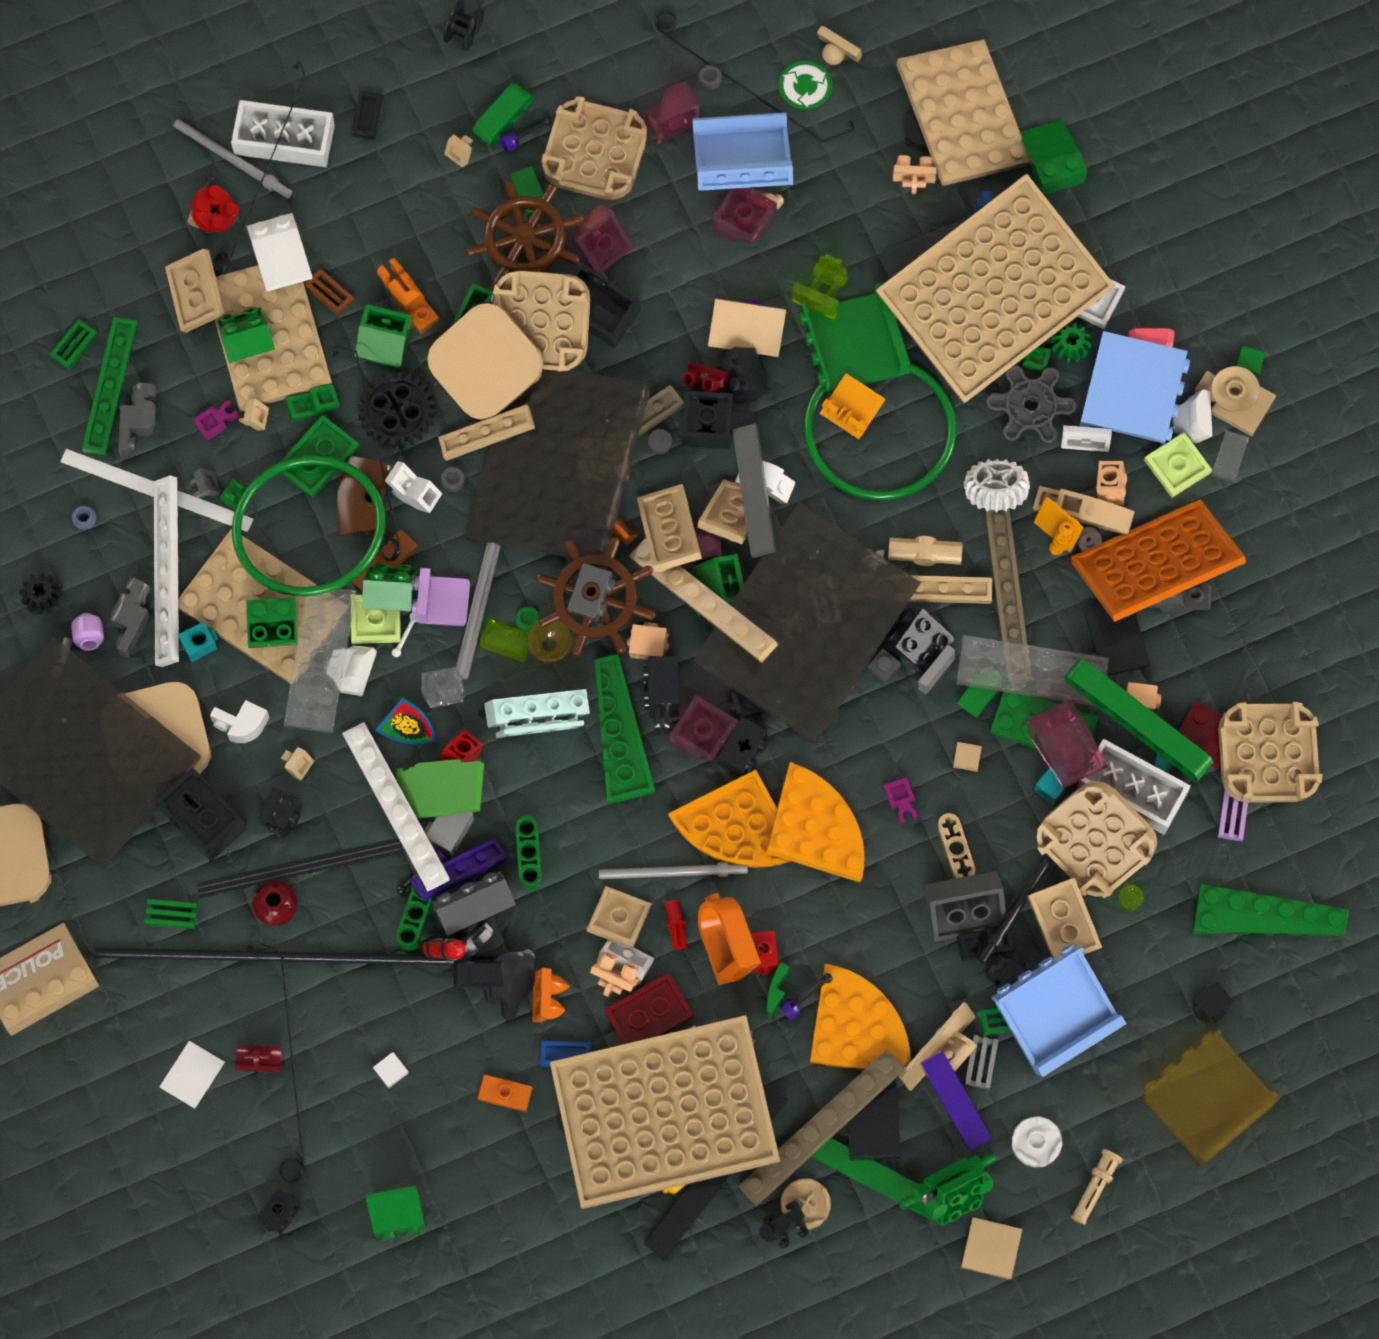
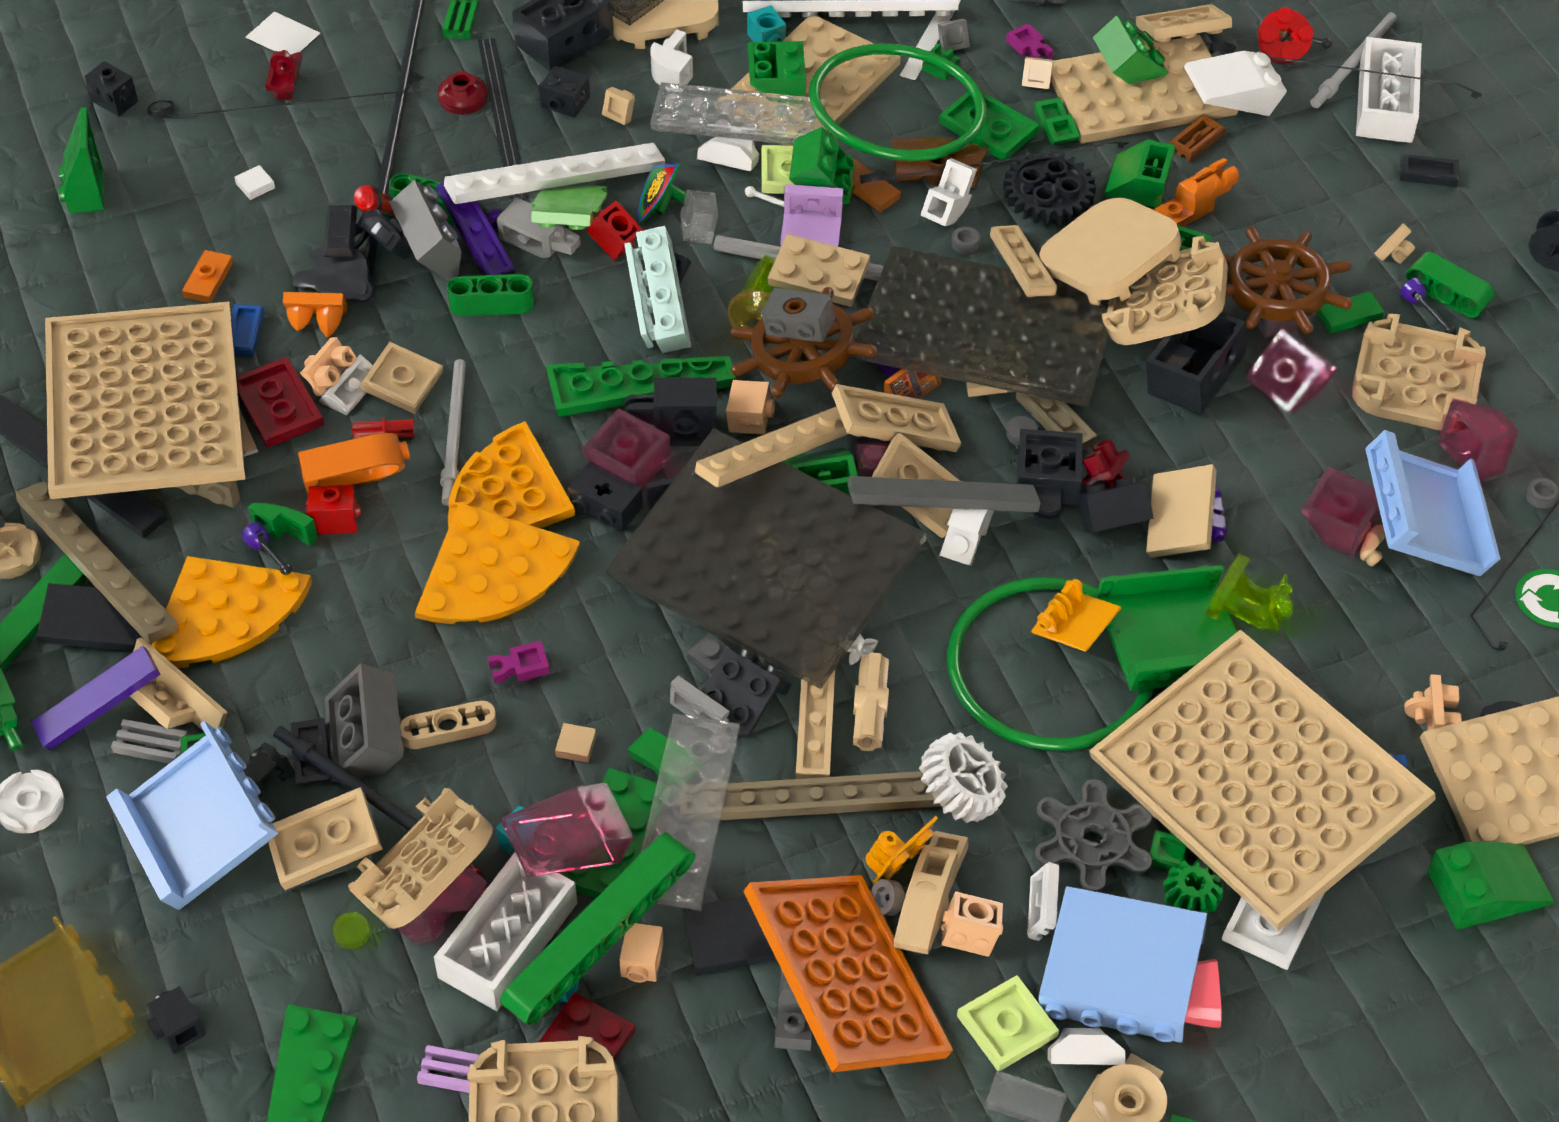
camera: 90 degrees right, 20 degrees down
(500, 591) = (817, 265): none -> tan plate

